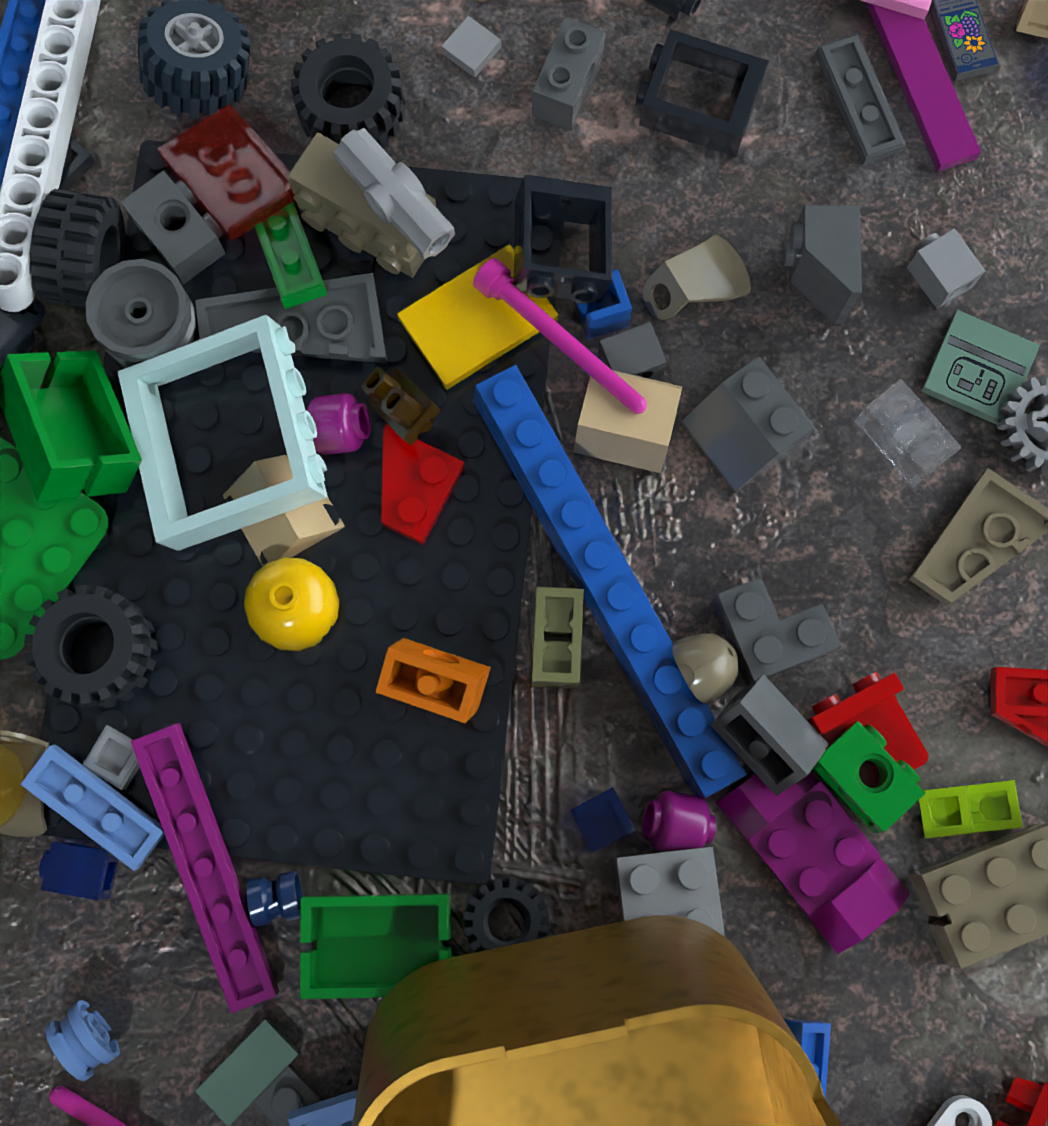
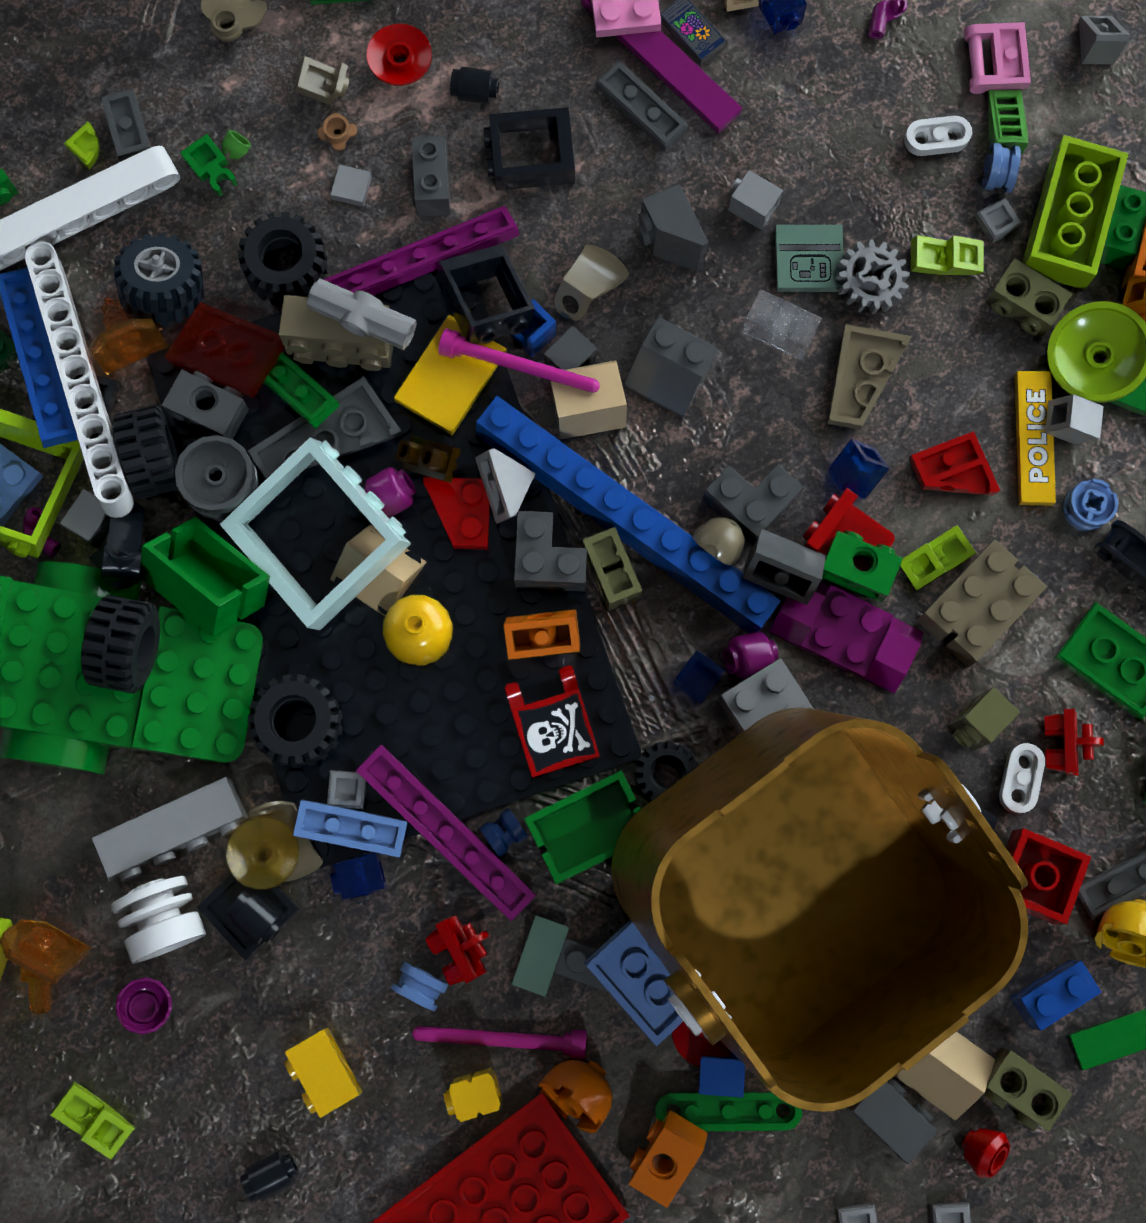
camera: 30 degrees left, 0 degrees up
(120, 109) = (124, 339): none -> clear orange piece
(157, 1018) = (463, 946): none -> red hips
(396, 801) = (553, 729): none -> flag
(472, 587) = (539, 563): none -> dark grey brick
(477, 474) = (504, 483): none -> light grey slope
(508, 162) = (424, 255): none -> magenta tile
(921, 653) = (858, 468): none -> clear blue panel
(934, 1047) = (983, 719): none -> olive brick

